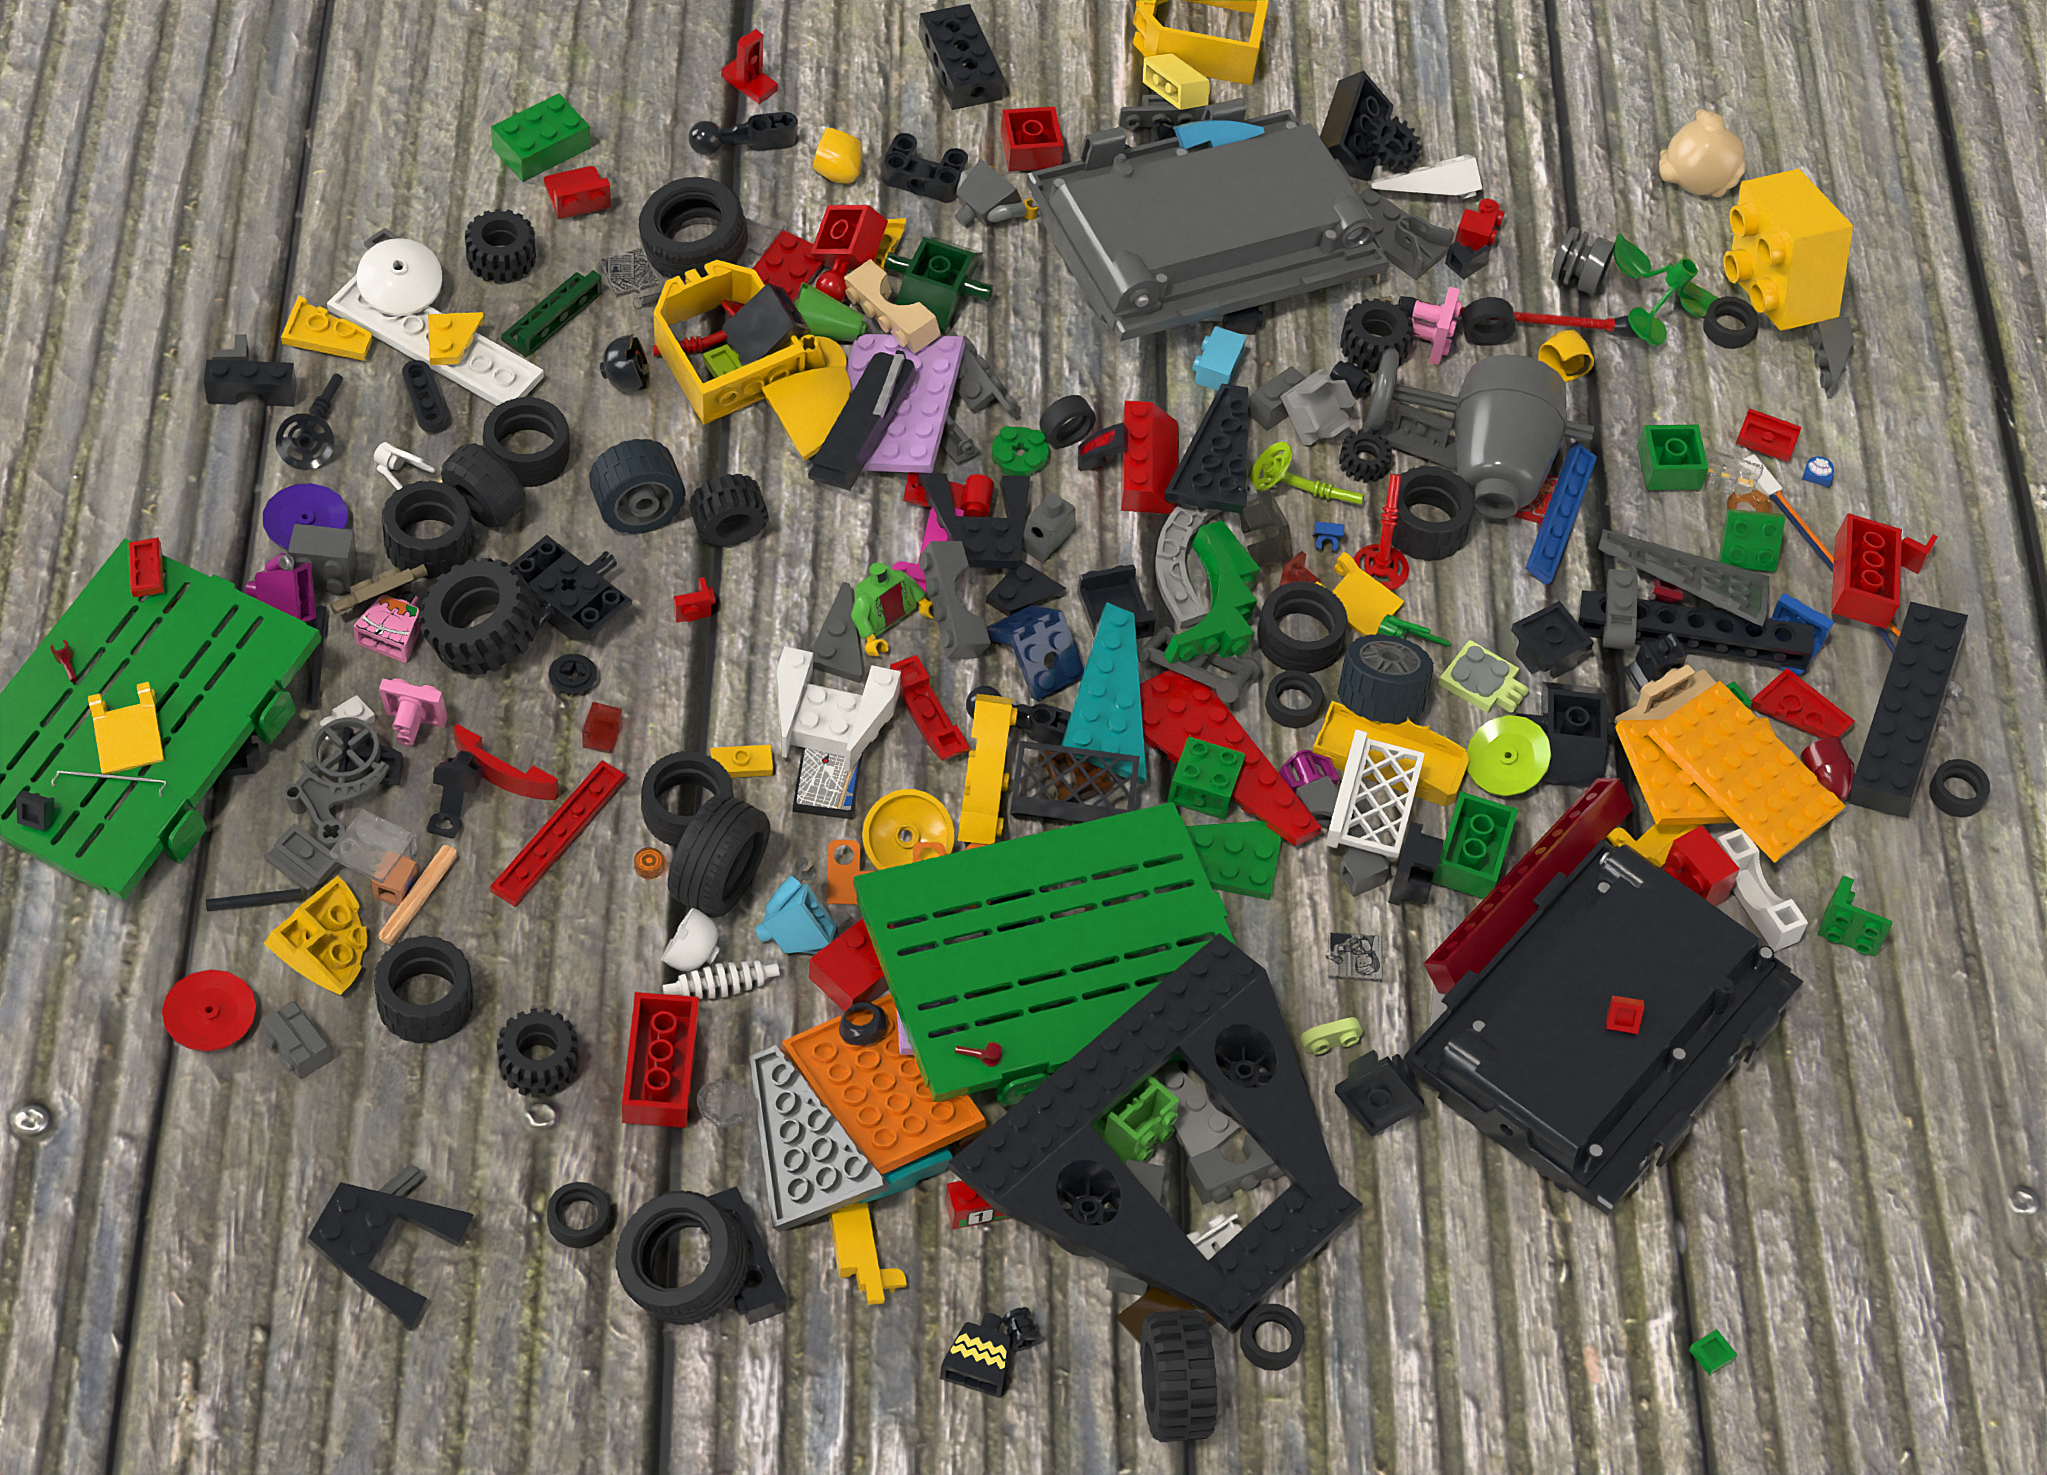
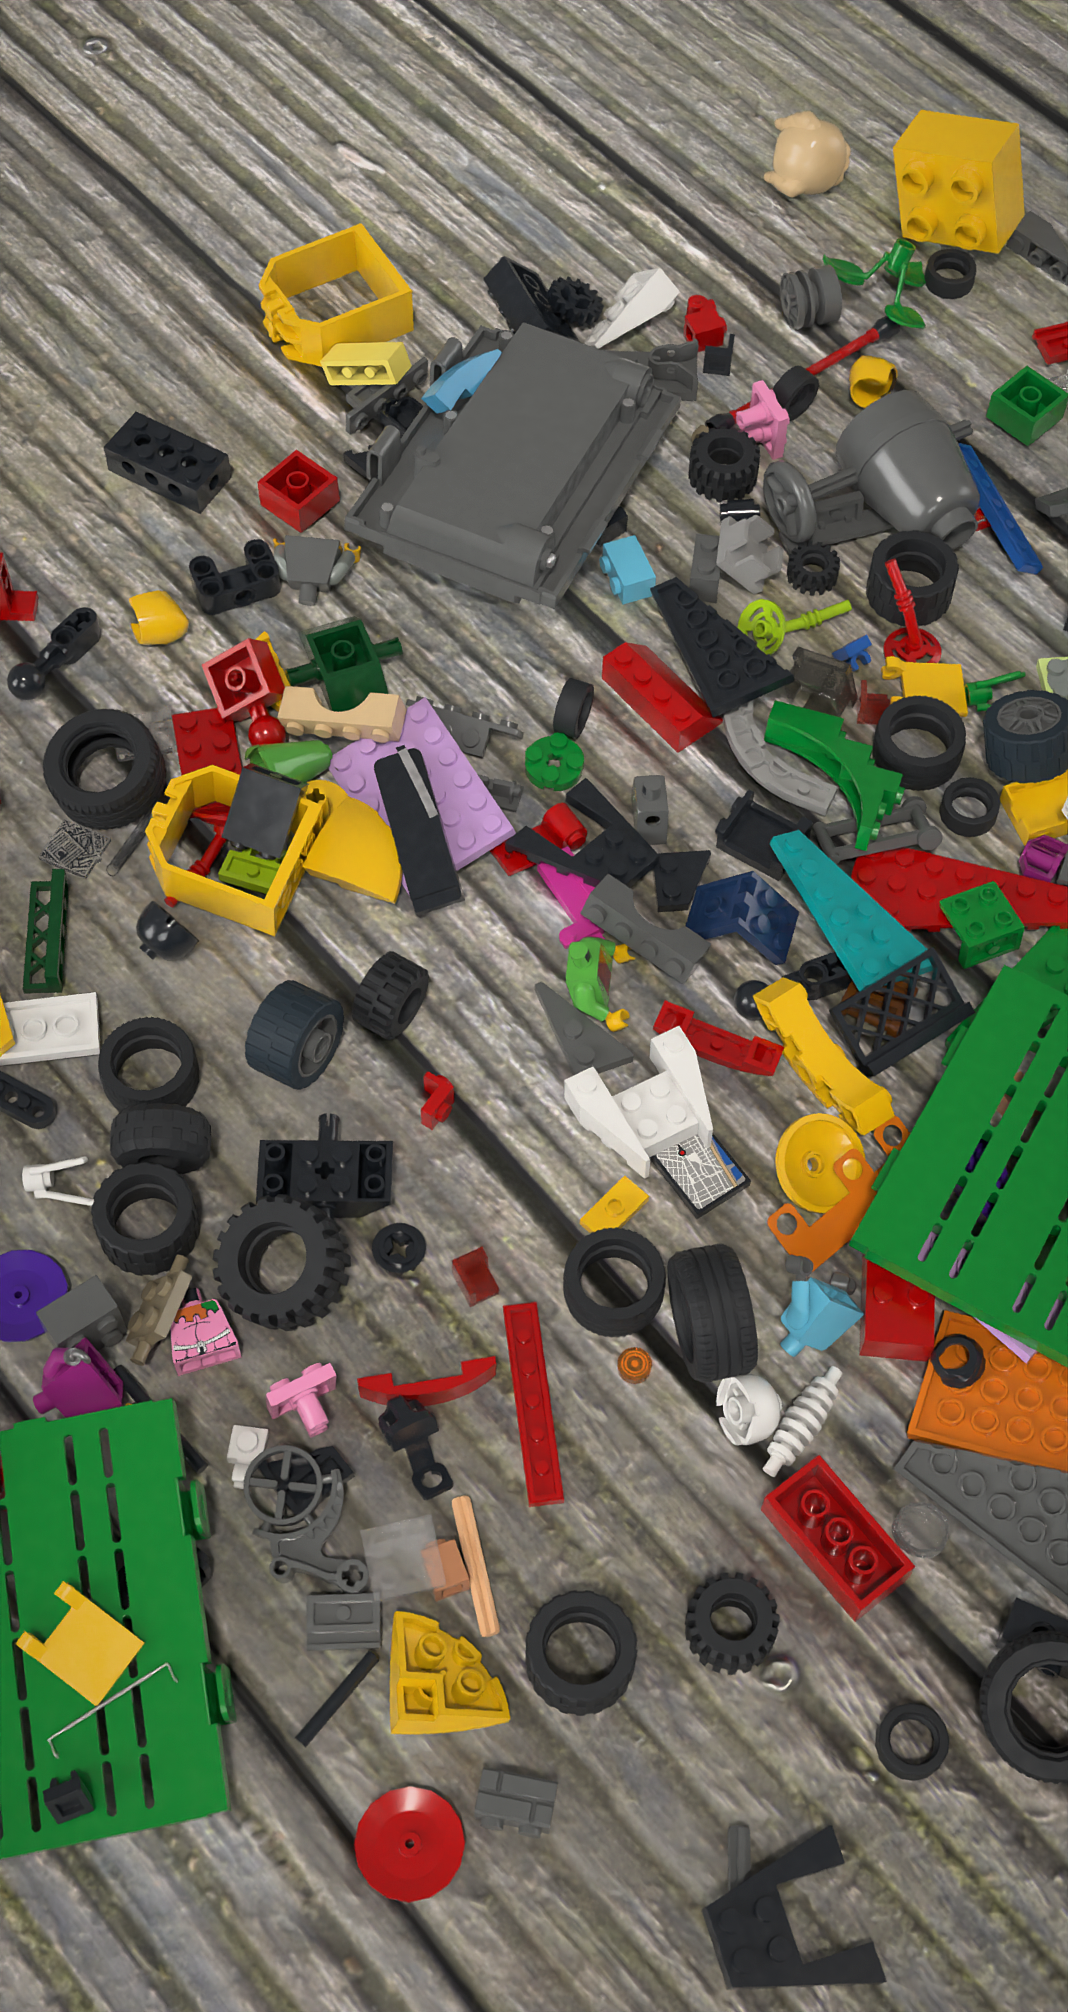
camera: 35 degrees left, 5 degrees up
(1103, 443) = (619, 708): slope -> none

